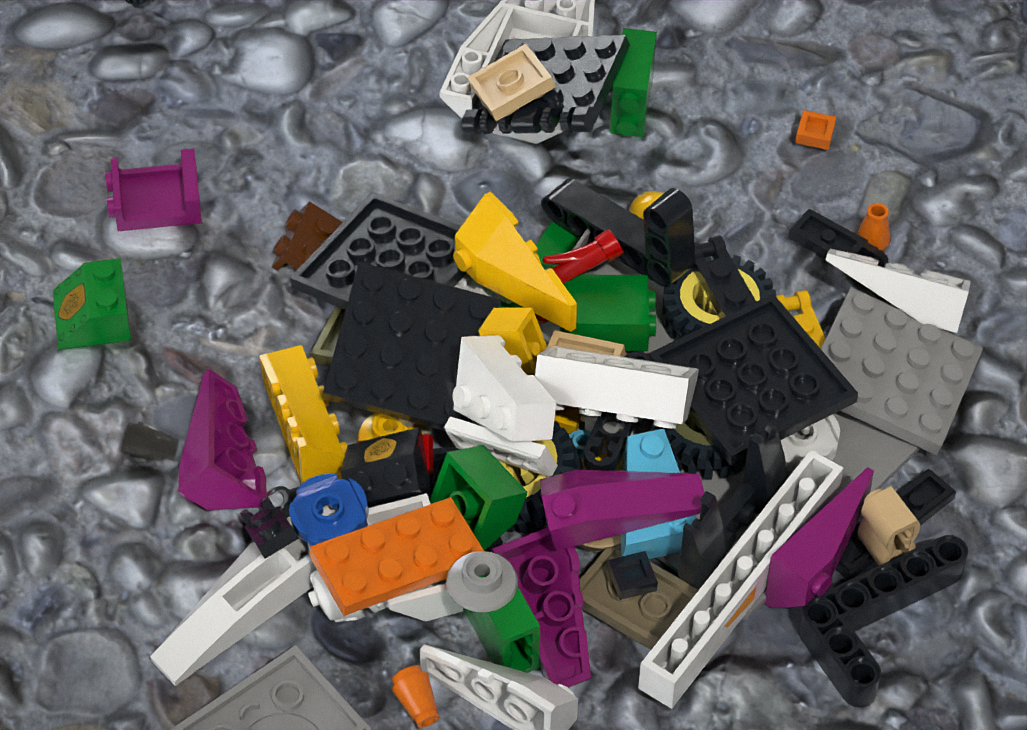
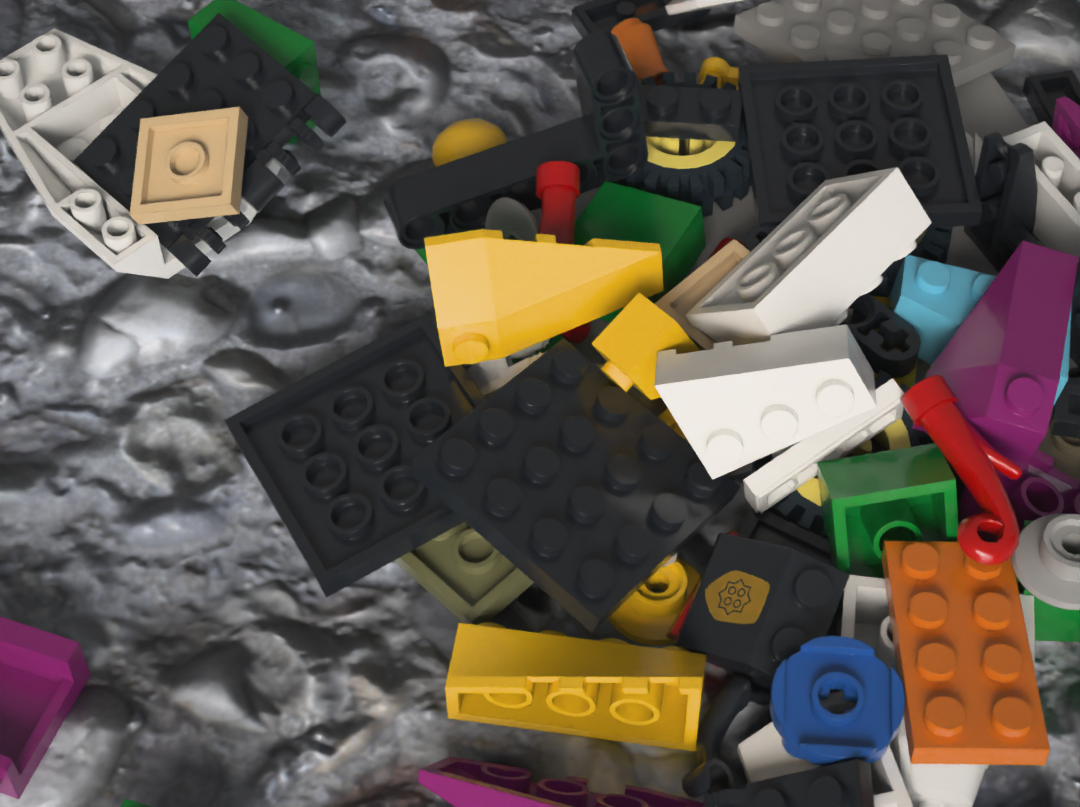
camera: 60 degrees left, 0 degrees up
(305, 234) = (238, 547): reddish brown bracket -> none
(536, 473) = (975, 461): none -> red plant
(798, 258) = (641, 49): none -> orange cone

